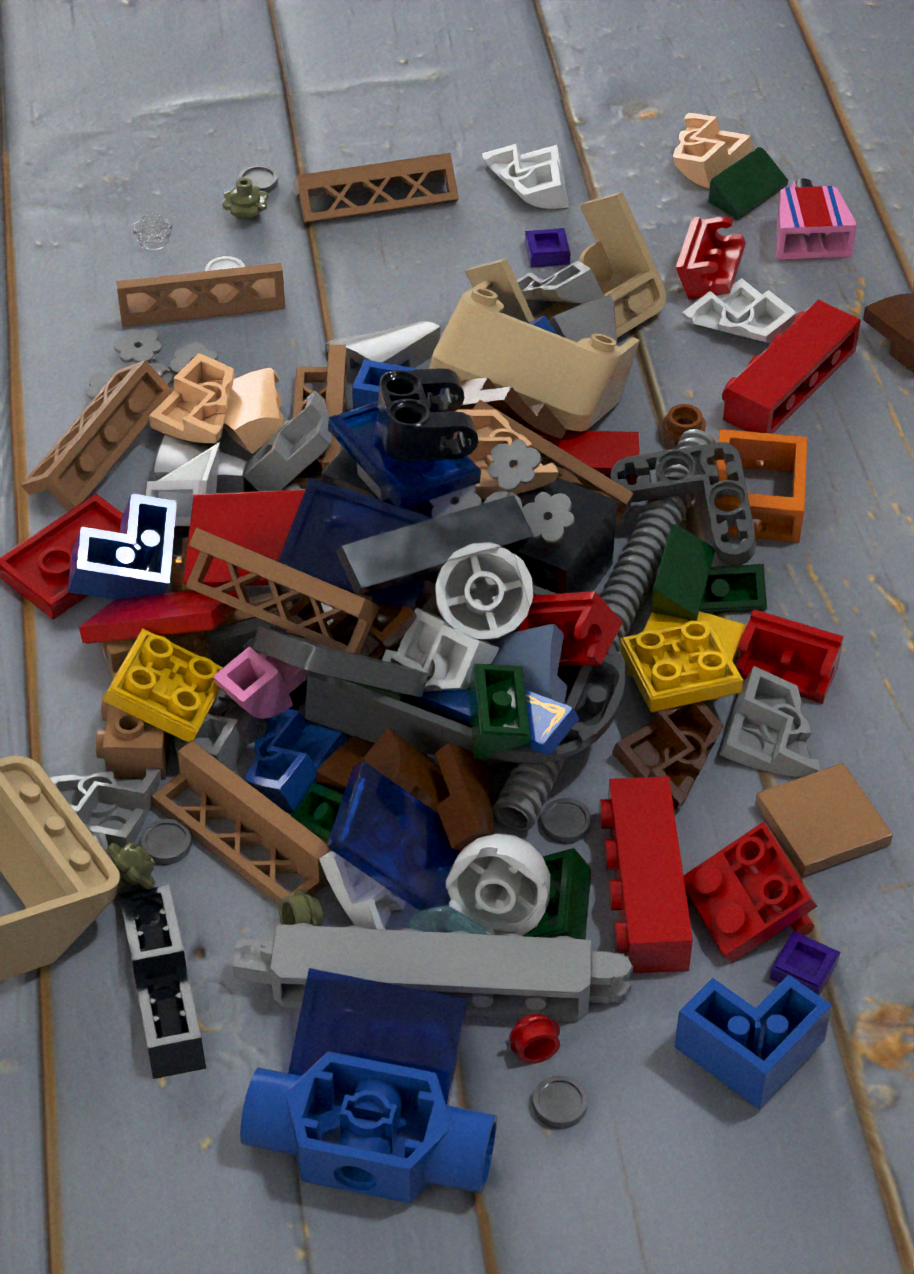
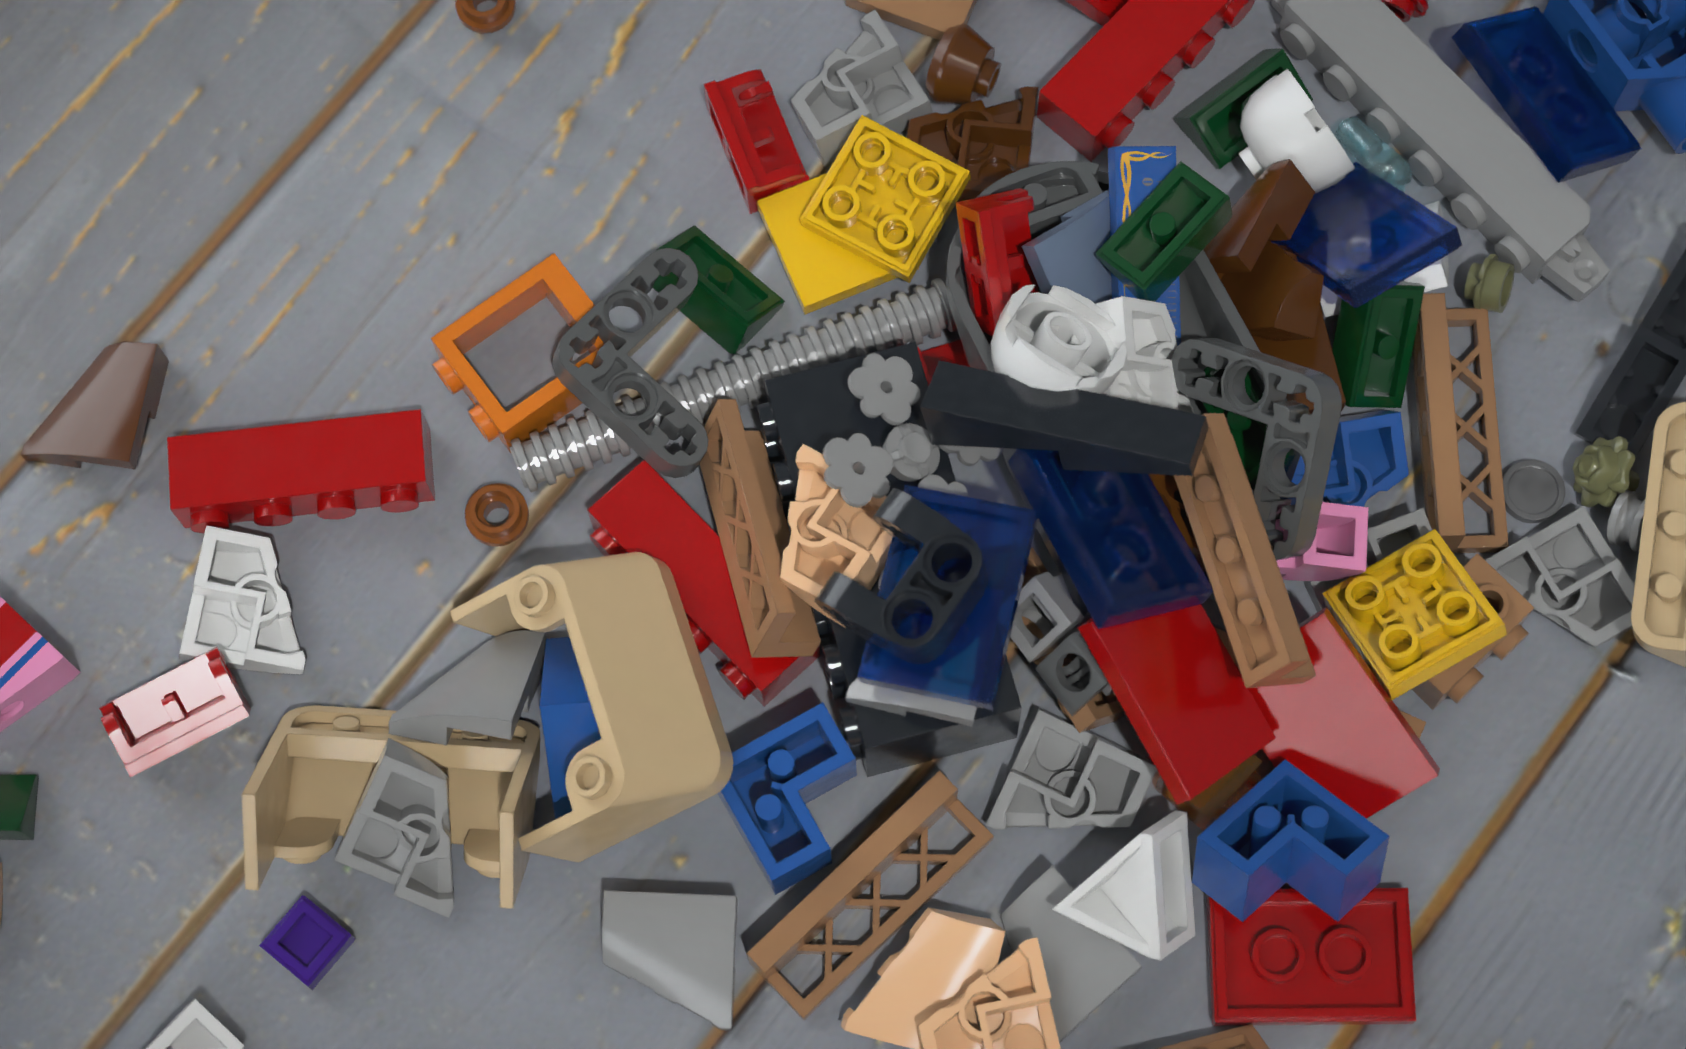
camera: 130 degrees left, 25 degrees up
(291, 447) = (953, 857): light grey slope -> none
(507, 401) = (728, 640): reddish brown slope -> none
(682, 575) = (761, 295): dark green slope -> none
(731, 773) = (962, 67): none -> reddish brown cone

